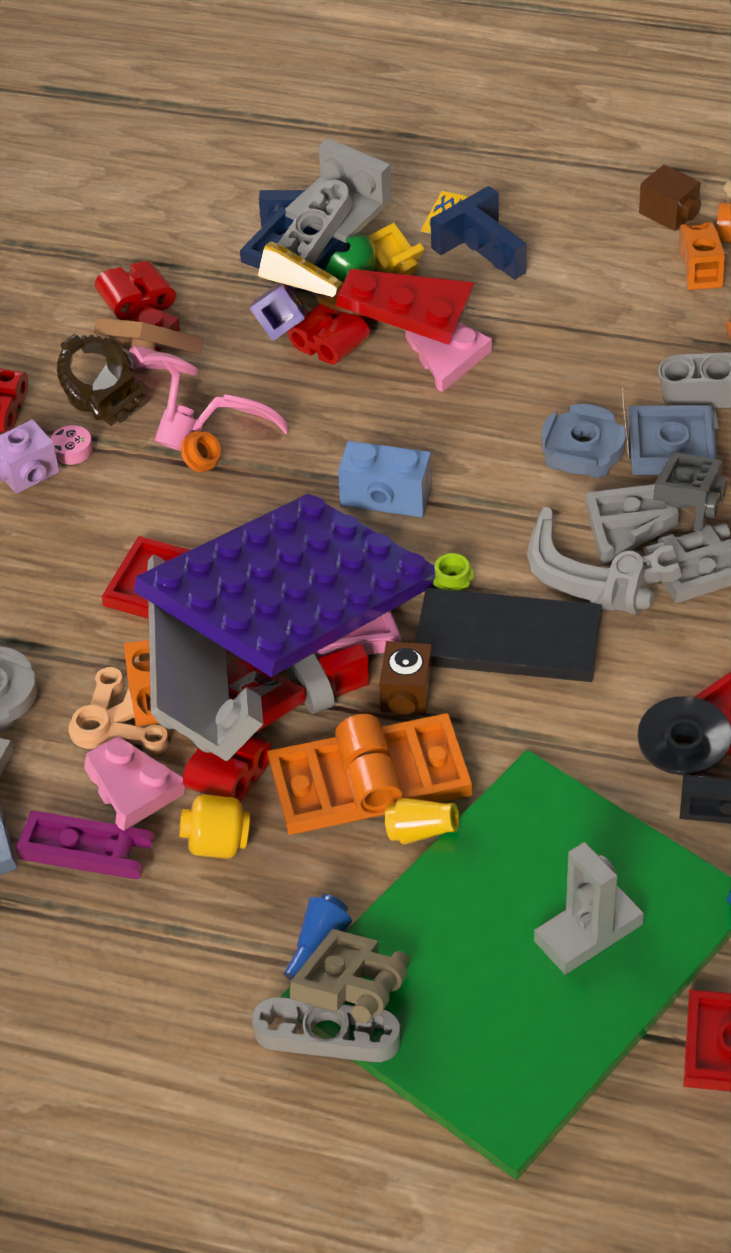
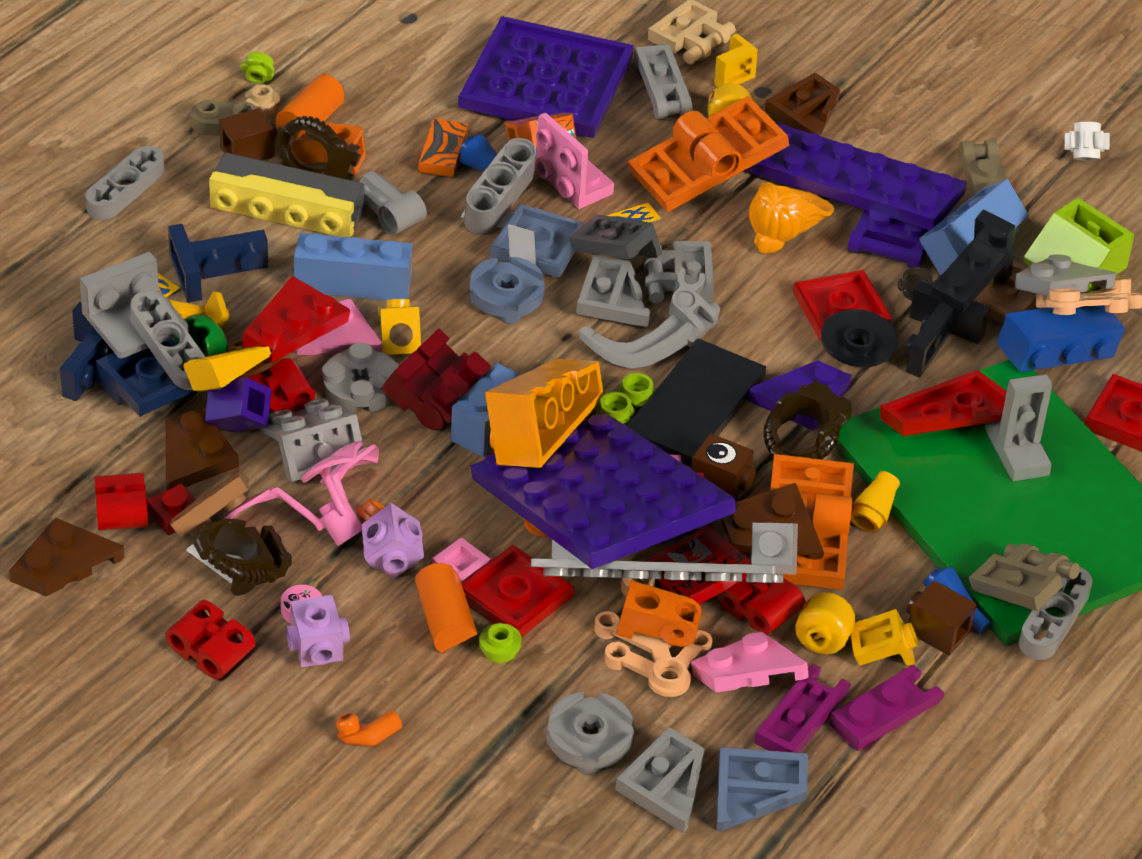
camera: 75 degrees left, 5 degrees down
(59, 284) = (62, 556): none -> reddish brown wing
(83, 590) = (500, 642): none -> lime plate
(102, 532) = (444, 605): none -> orange brick
(129, 917) = (883, 708): none -> magenta hinge
(174, 463) = (392, 541): none -> lavender brick
(178, 528) = (463, 558): none -> bright pink tile
(220, 889) = (883, 637): none -> yellow bracket
(225, 315) = (195, 450): none -> reddish brown wing
(272, 926) = (941, 617): none -> reddish brown brick
(280, 373) = (311, 434): none -> light grey bracket
(316, 733) = (774, 506): none -> reddish brown wing
(380, 501) = (541, 410): none -> light orange wedge
(401, 421) = (434, 380): none -> dark red hips
(408, 390) = (356, 363): none -> light grey plate
(478, 373) = (398, 312): none -> yellow bracket
(491, 579) = (638, 388): none -> lime plate
(529, 324) = (354, 266): none -> medium blue brick
(532, 734) = (813, 401): none -> dark brown piece
(579, 720) = (770, 391): none -> dark purple wing
(581, 155) = (108, 198): none -> light grey beam
(604, 250) = (286, 195): none -> light yellow piece
(633, 849) = (948, 405): none -> red wing
(646, 323) = (394, 208): none -> light grey piece
(665, 255) = (340, 155): none -> dark brown piece
(701, 169) = (207, 113): none -> dark tan plate

